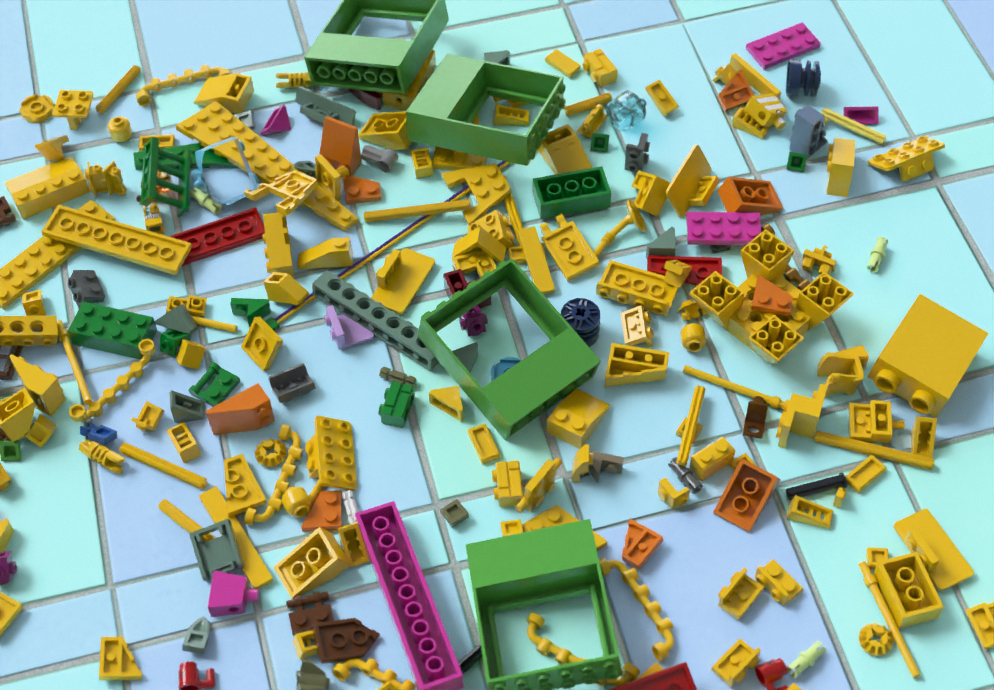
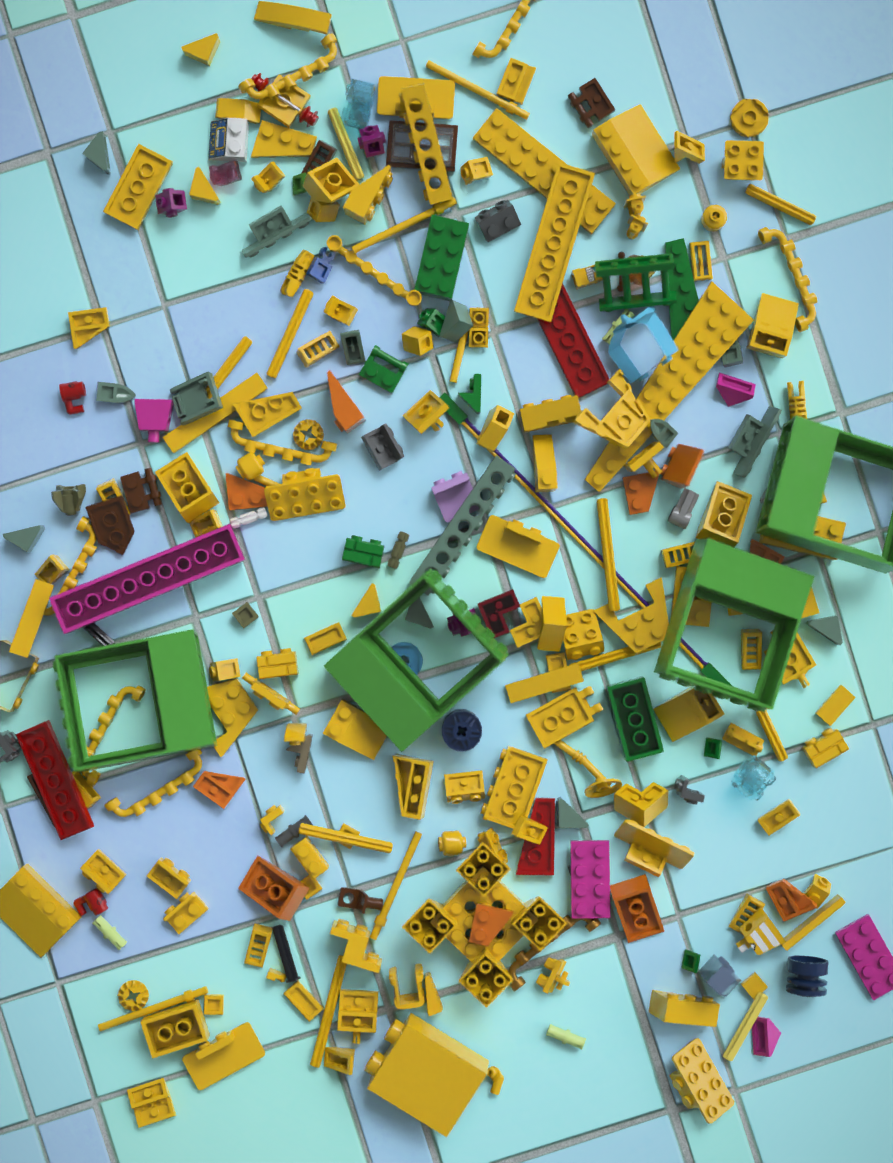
camera: 85 degrees right, 35 degrees up
(50, 475) = (273, 227): none -> sand green bracket

